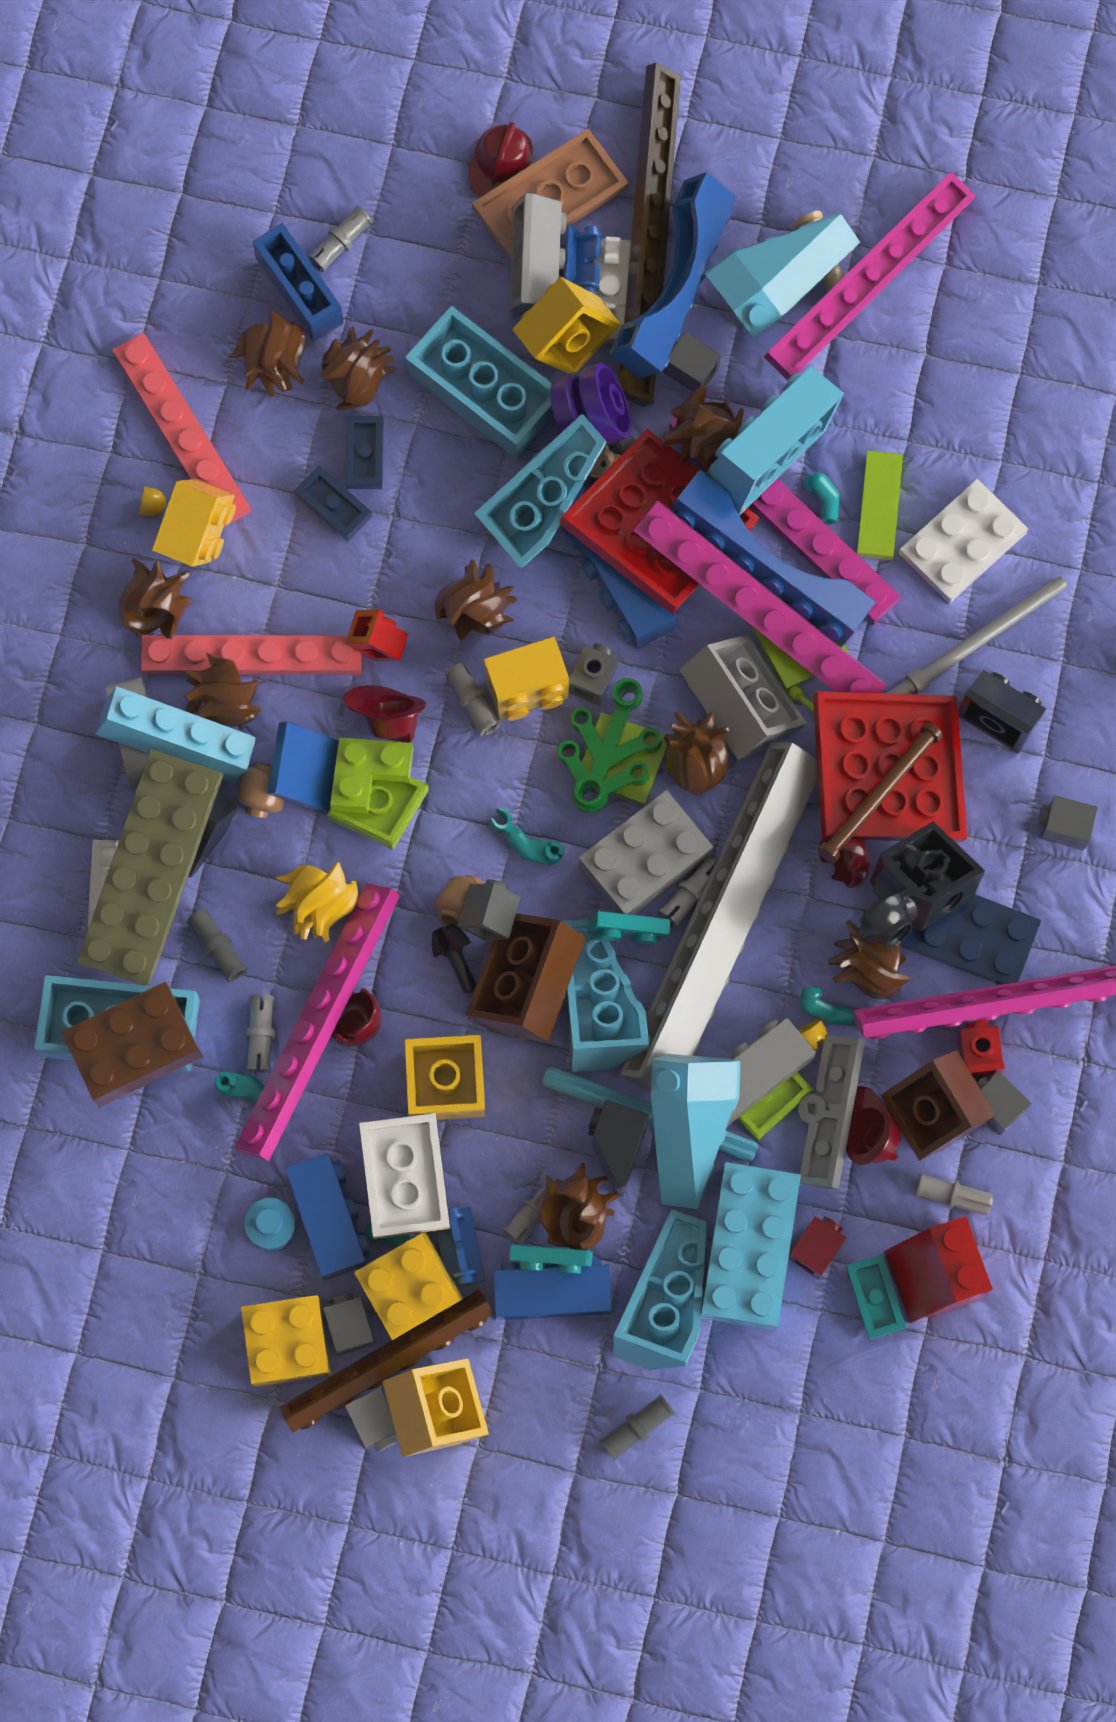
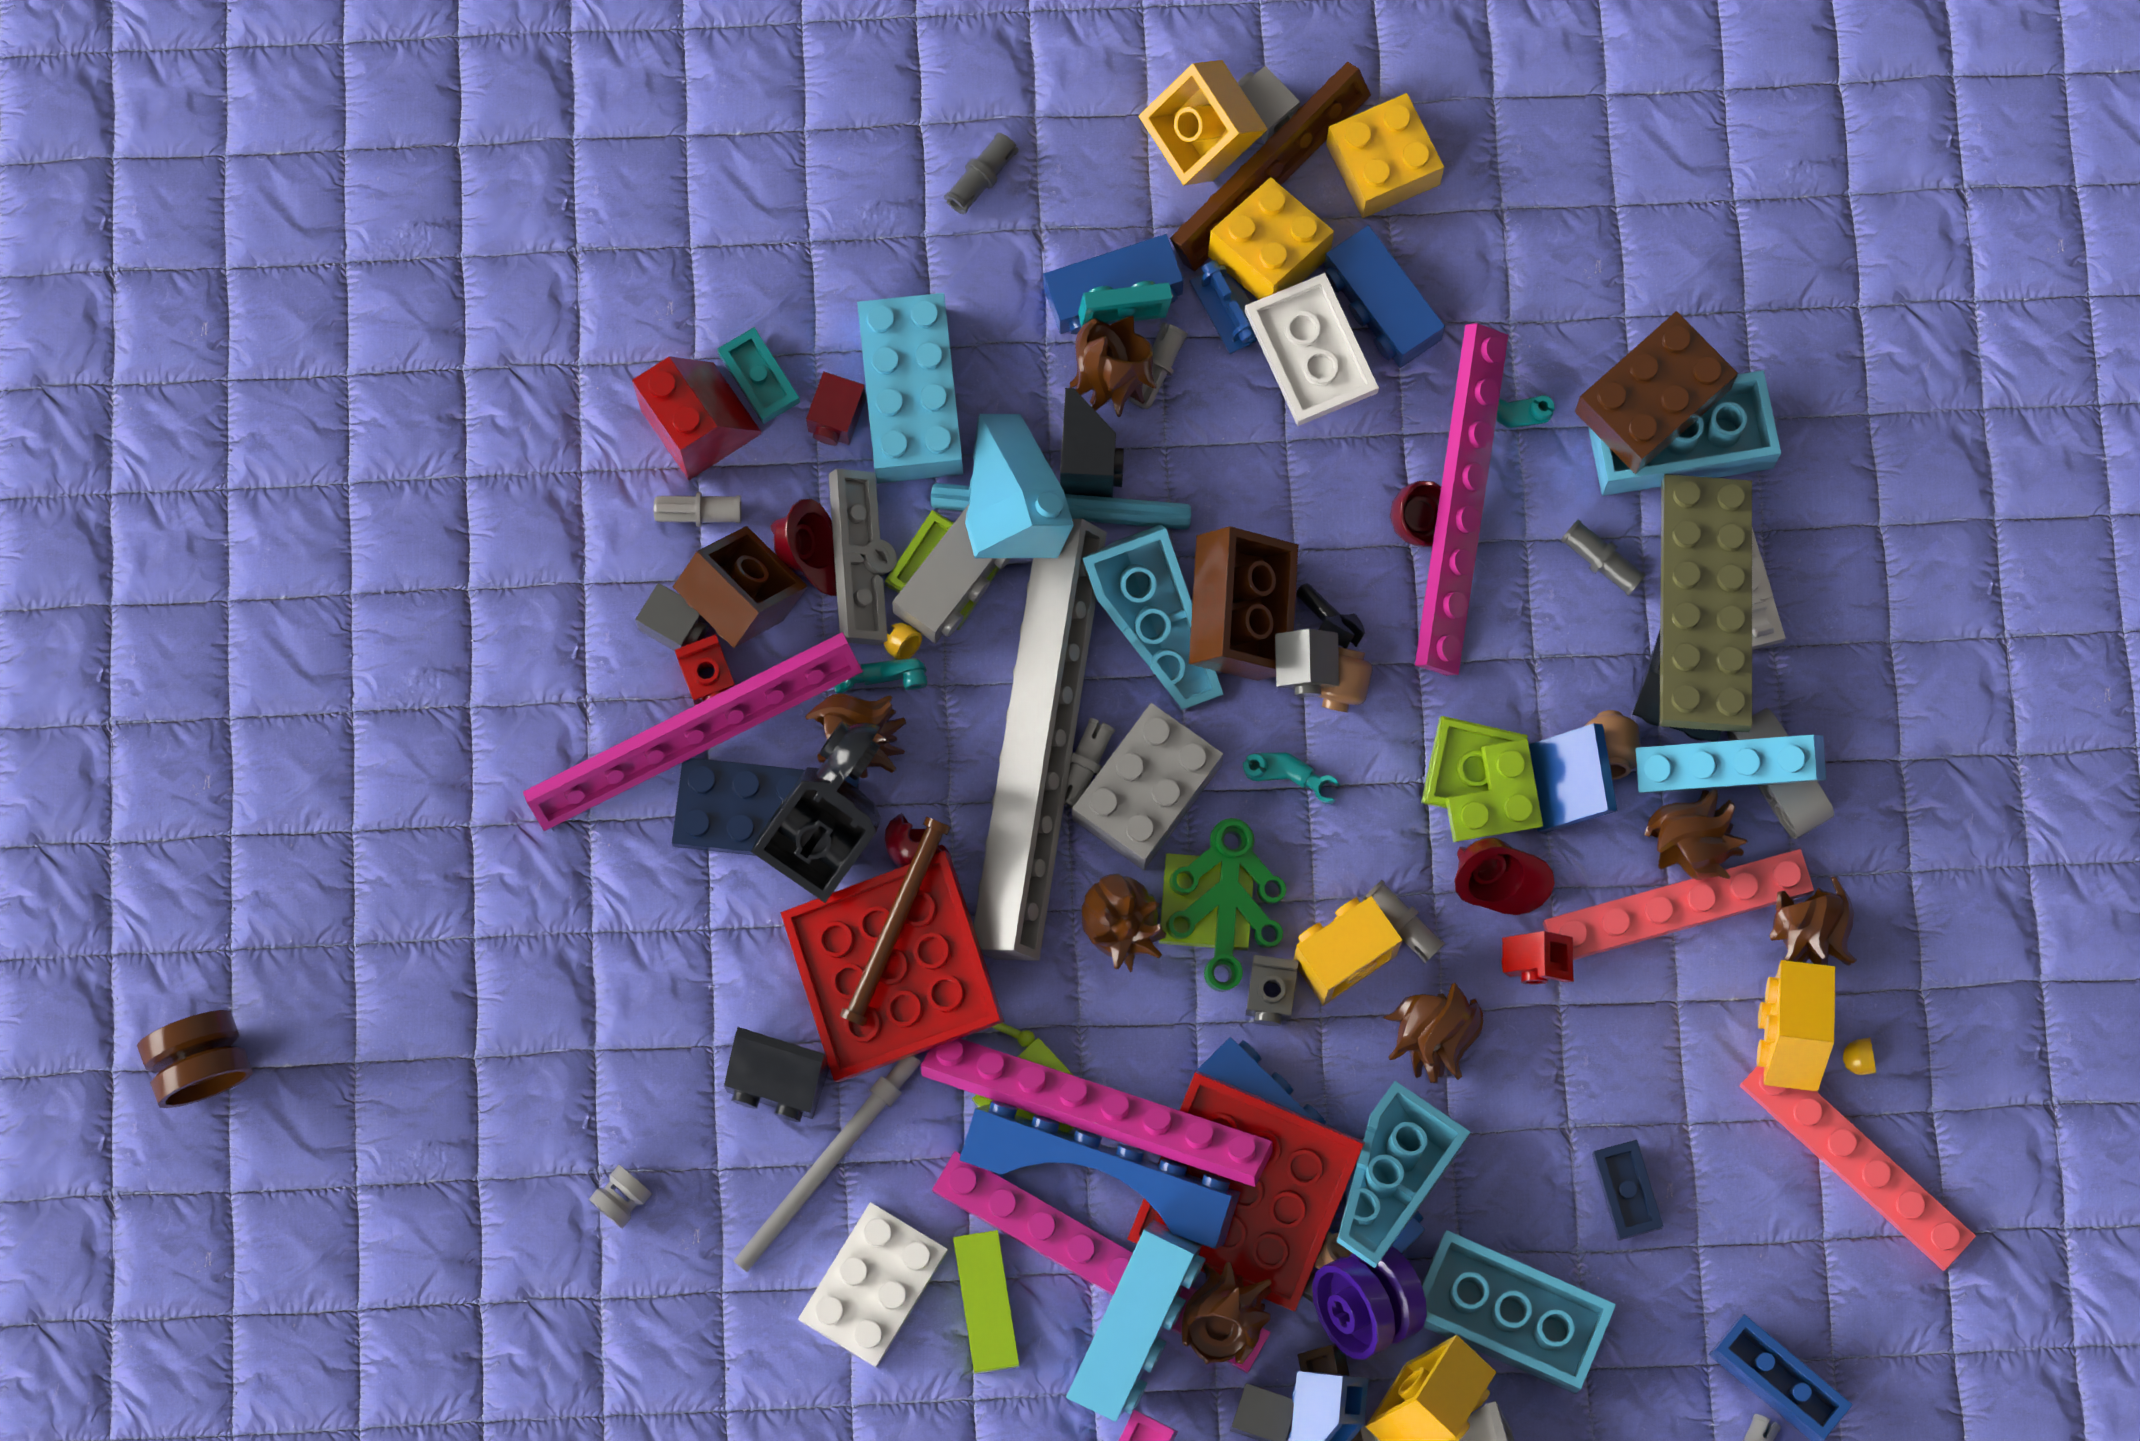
camera: 165 degrees right, 0 degrees up
(260, 1033) = (1522, 475): light grey pin -> none
(270, 1224) = (1442, 273): dark azure piece -> none
(272, 353) = (1778, 1275): reddish brown hair -> none
(317, 899) = (1507, 630): yellow hair -> none
(333, 503) = (1644, 1115): dark blue plate -> none
(348, 1324) = (1323, 190): dark grey brick -> none
(356, 368) = (1672, 1283): reddish brown hair -> none
(445, 1077) = (1299, 473): yellow brick -> none
(615, 925) = (1126, 702): teal plate -> none
(667, 1301) = (985, 300): medium azure wedge -> none
(743, 694) = (1086, 1010): light grey slope -> none
(827, 493) = (1053, 1296): teal arm -> none
(1067, 822) = (667, 964): dark grey brick -> none

